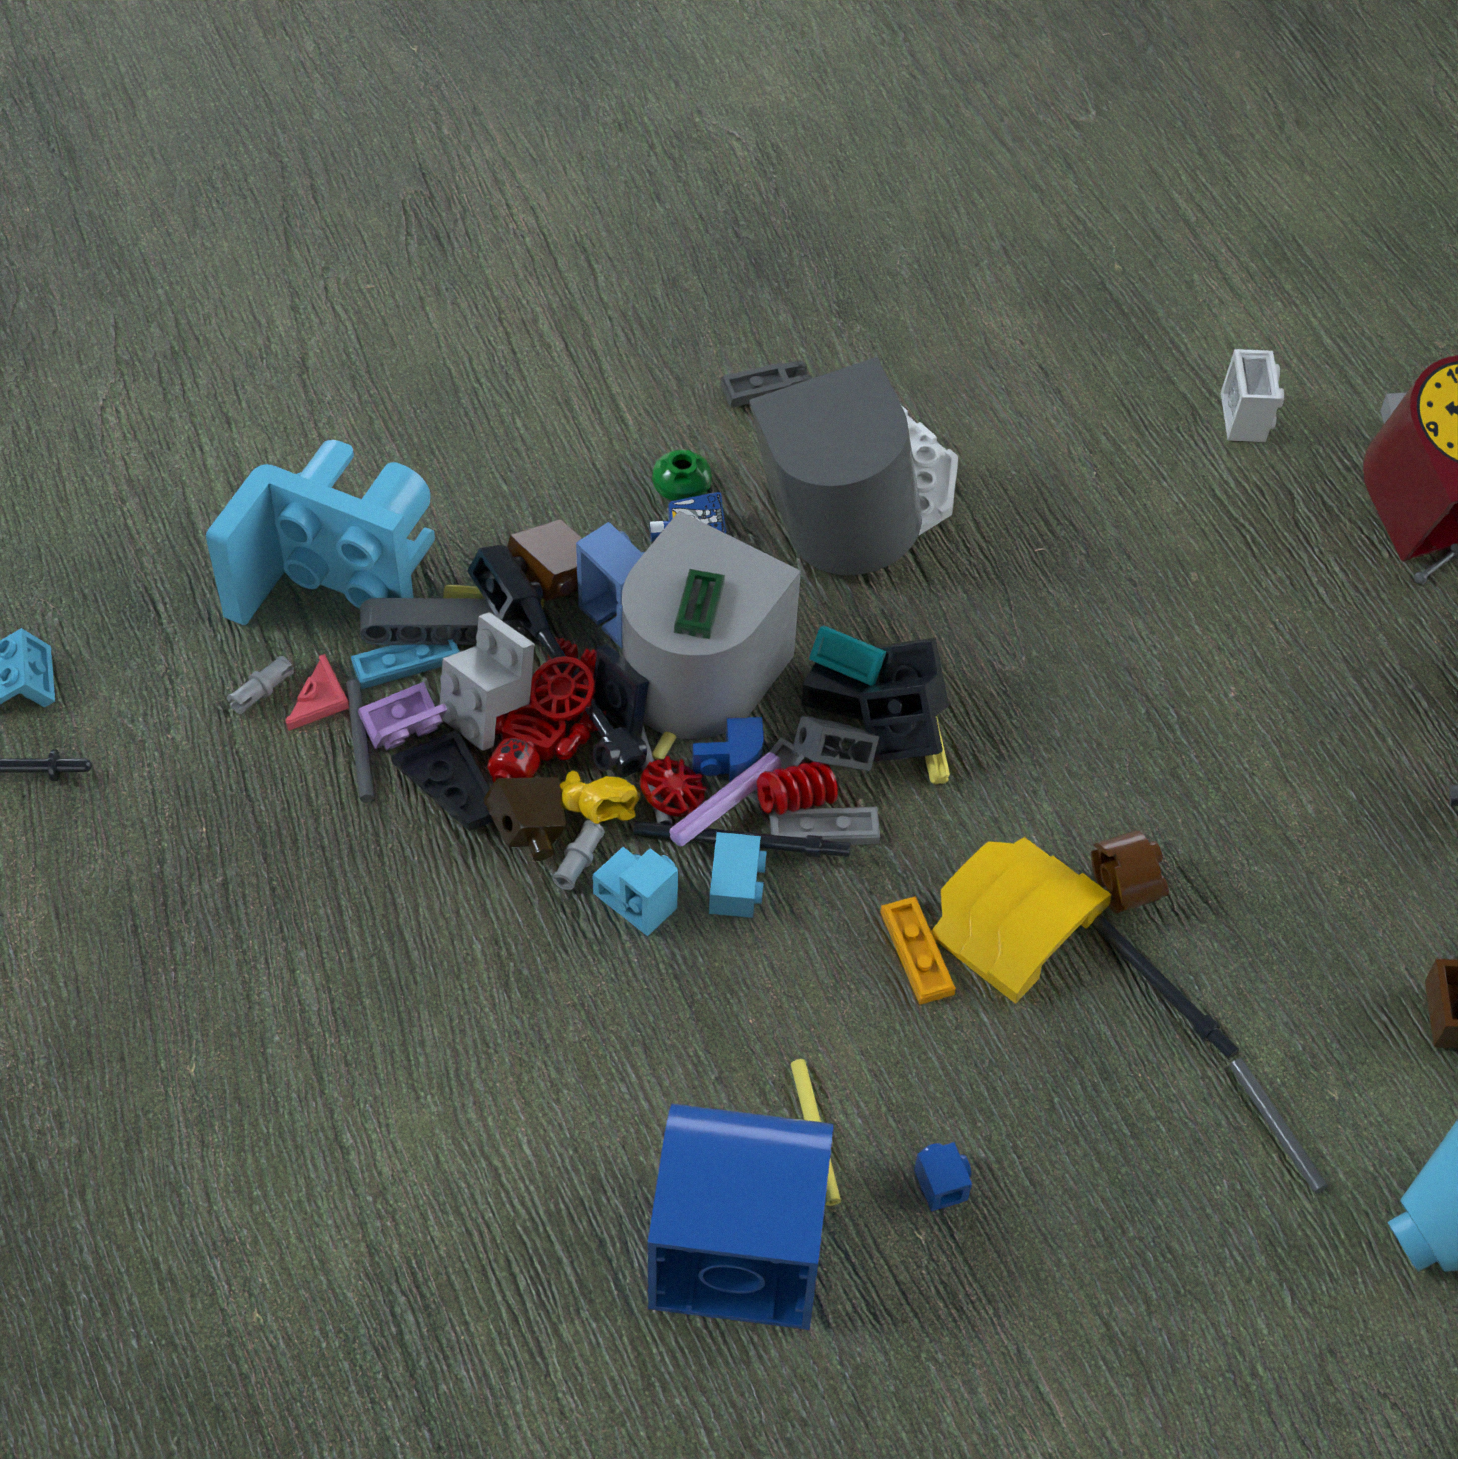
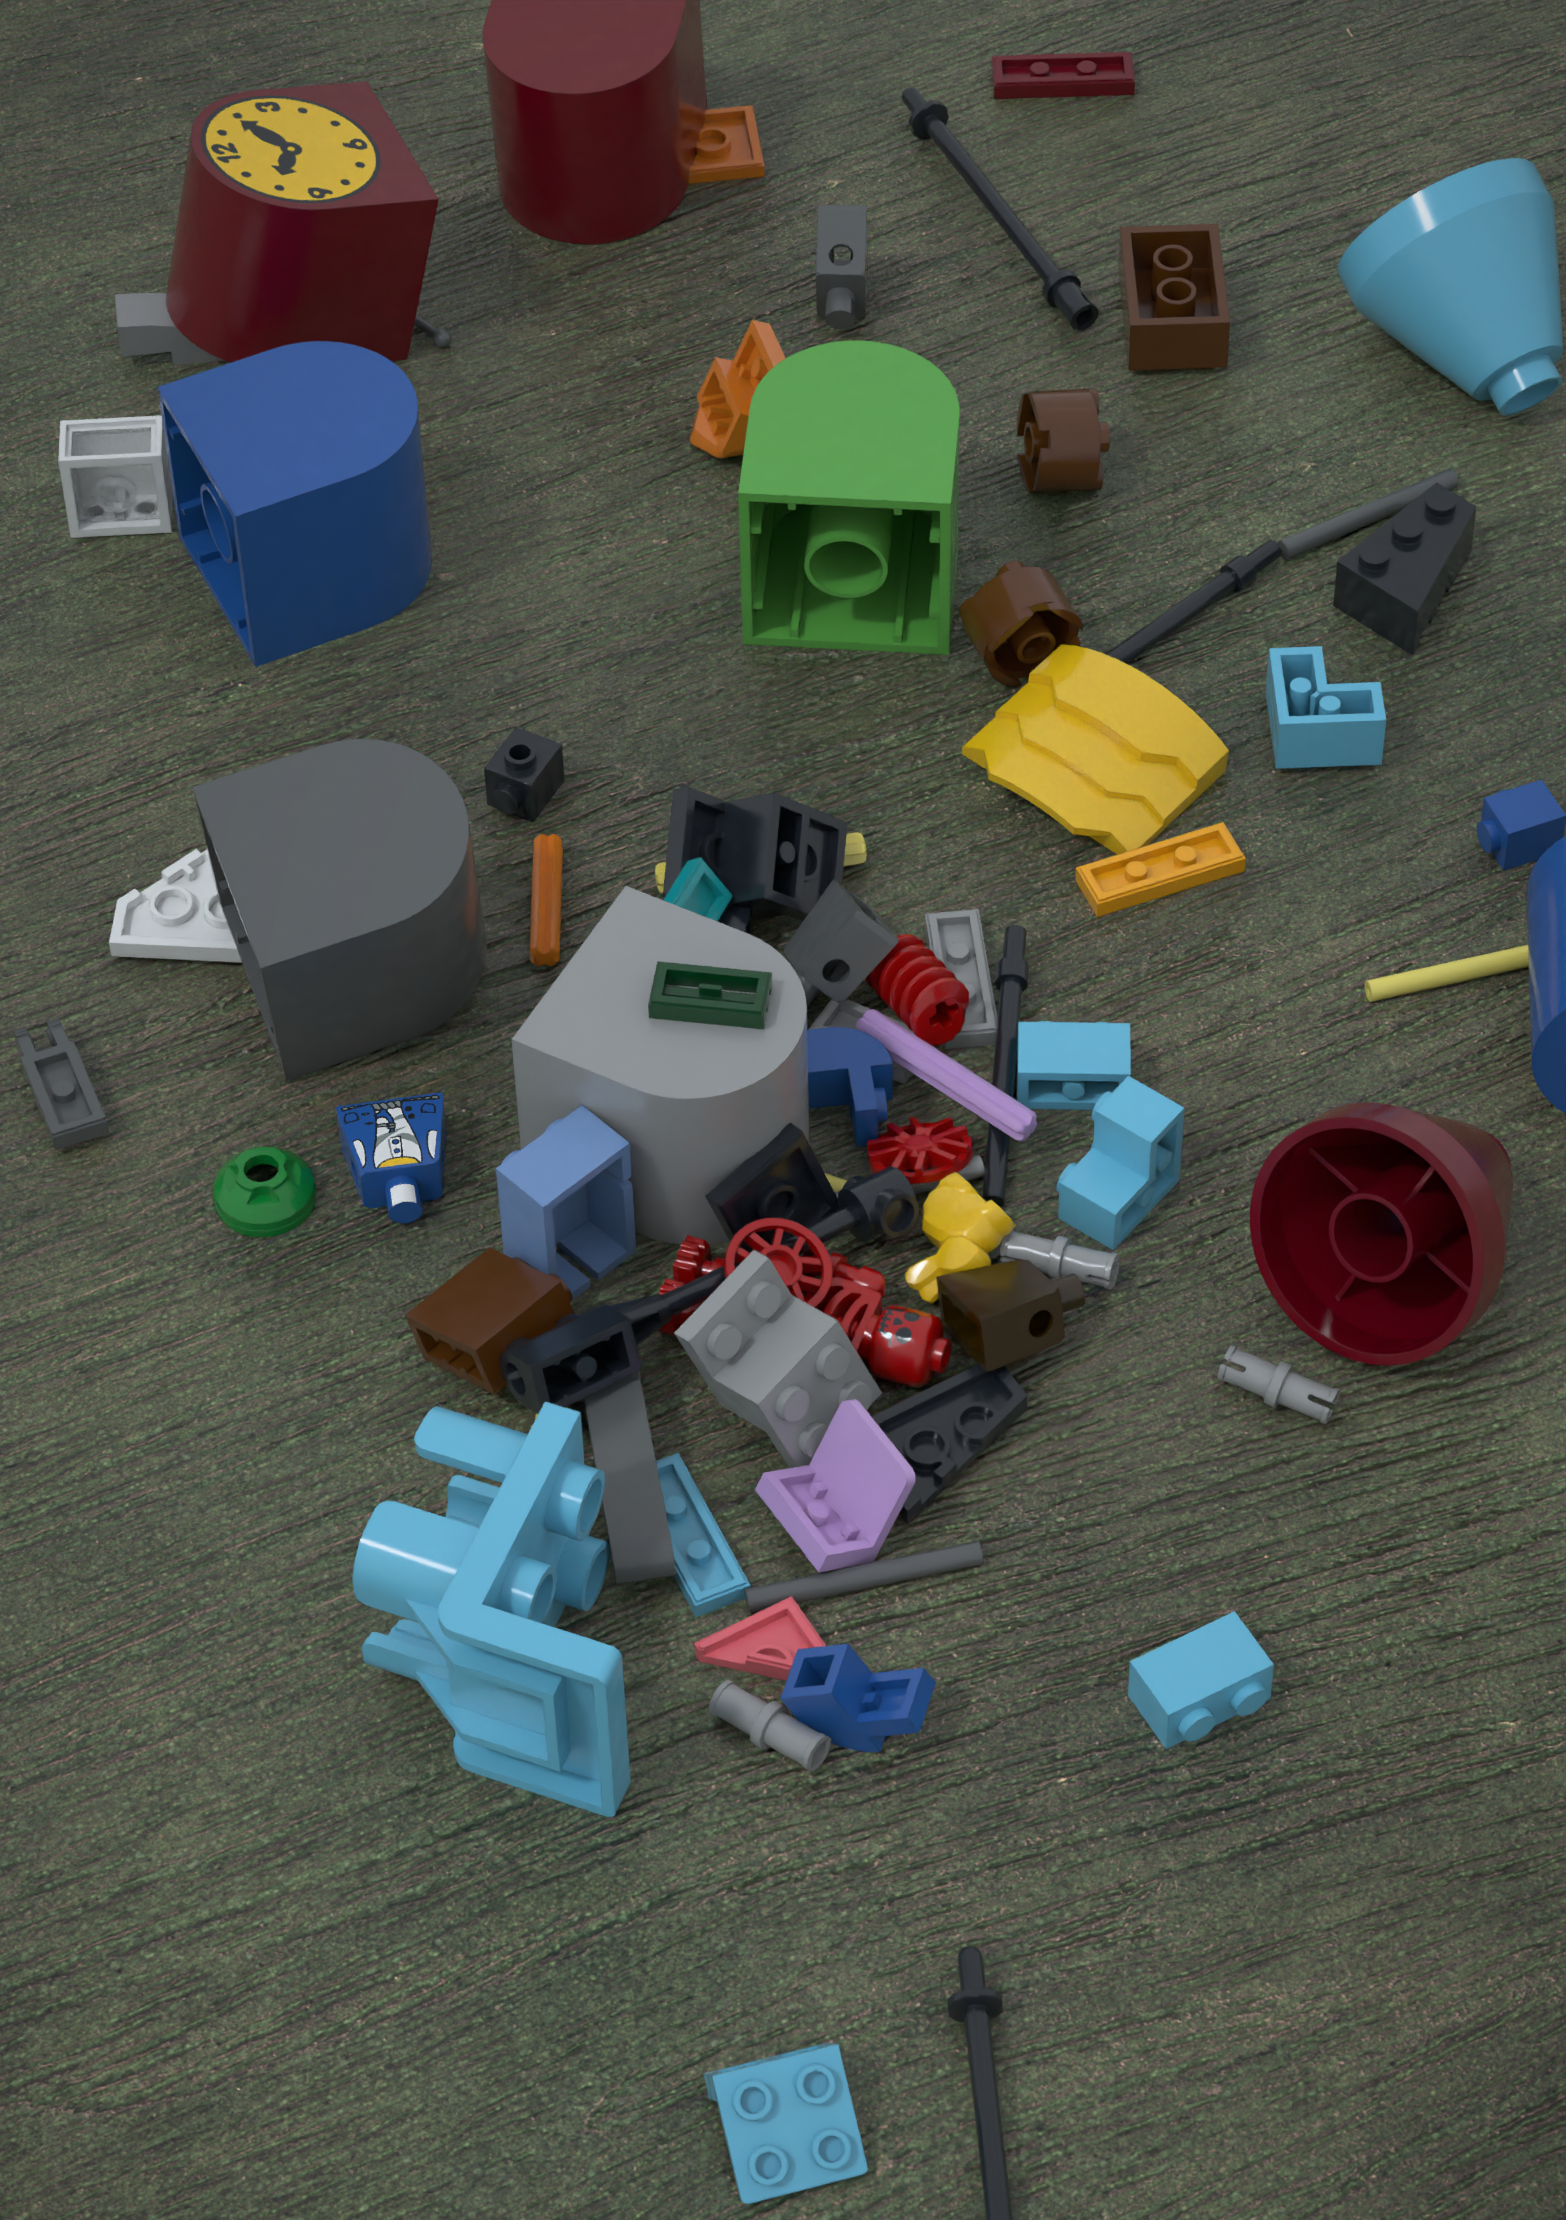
camera: 90 degrees left, 5 degrees down
(244, 895) = (1200, 1680): none -> medium azure brick
(263, 716) = (850, 1704): none -> blue brick
(462, 964) = (1278, 1384): none -> light grey pin
(555, 1027) = (1383, 1229): none -> dark red cone
(900, 611) = (546, 900): none -> orange axle
(1001, 599) = (524, 774): none -> black brick
(1043, 1043) = (1318, 720): none -> medium azure brick
(1206, 463) = (300, 492): none -> blue brick
(1209, 1134) = (1407, 567): none -> black wedge
(1219, 755) = (851, 502): none -> bright green brick
(1321, 913) = (1061, 440): none -> reddish brown brick
(1356, 742) = (728, 392): none -> orange piece

